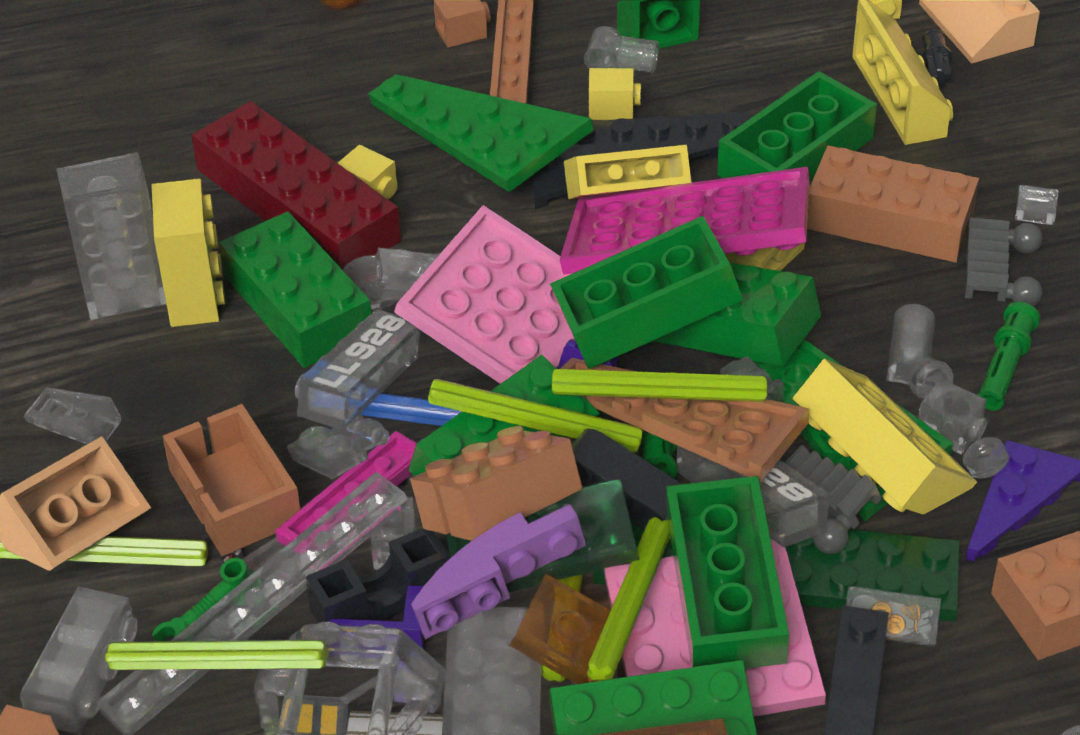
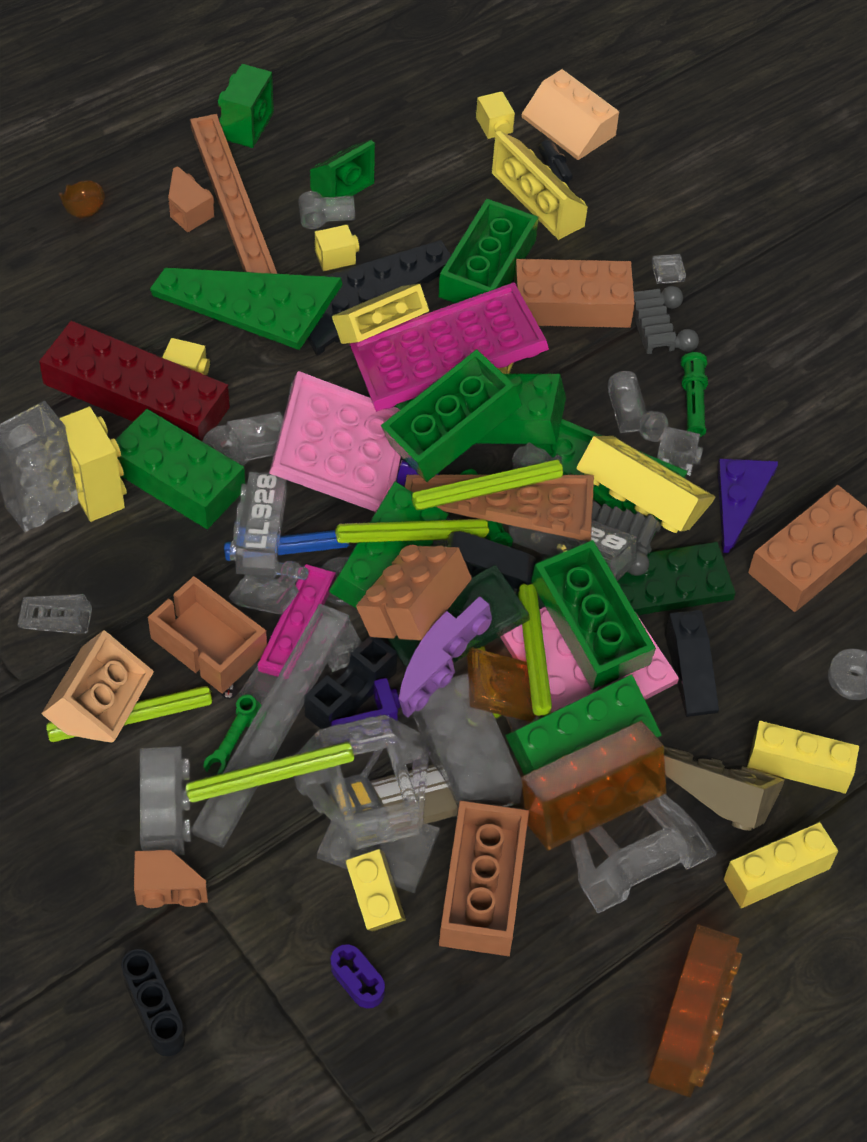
camera: 25 degrees left, 10 degrees up
(910, 616) = (712, 603): clear tile -> none
(985, 457) = (711, 475): clear tile -> none

